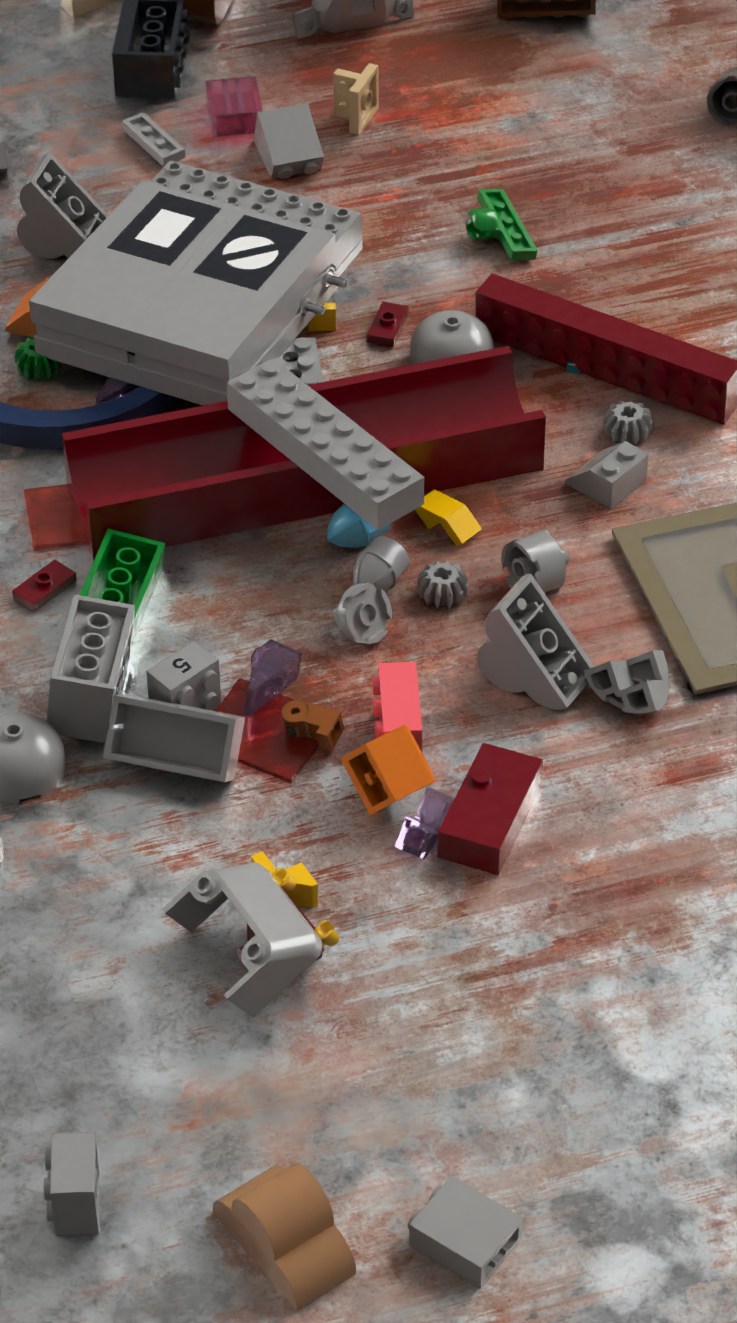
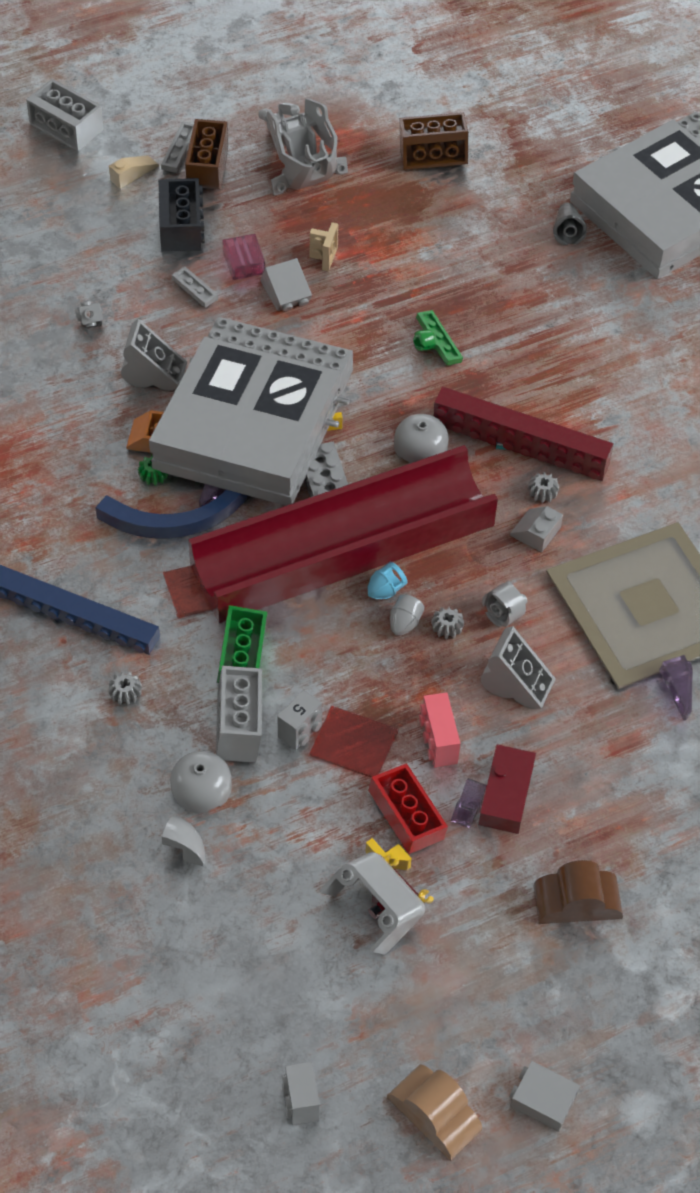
camera: 10 degrees left, 10 degrees up
(44, 585) = (191, 646): dark red plate -> none
(174, 737) = (301, 759): light grey piece -> none
(271, 672) = (351, 701): clear purple slope -> none
(313, 722) = (385, 736): dark orange leg -> none
(326, 443) = (363, 535): light grey brick -> none
(327, 819) = (407, 808): none -> red brick
(363, 613) = (402, 652): light grey tile -> none
(387, 324) = (375, 422): dark red plate -> none
(388, 769) = (442, 771): orange slope -> none
(451, 514) = (439, 567): yellow slope -> none
(575, 957) = (577, 894): none -> reddish brown brick
(632, 684) = (580, 686): light grey brick -> none

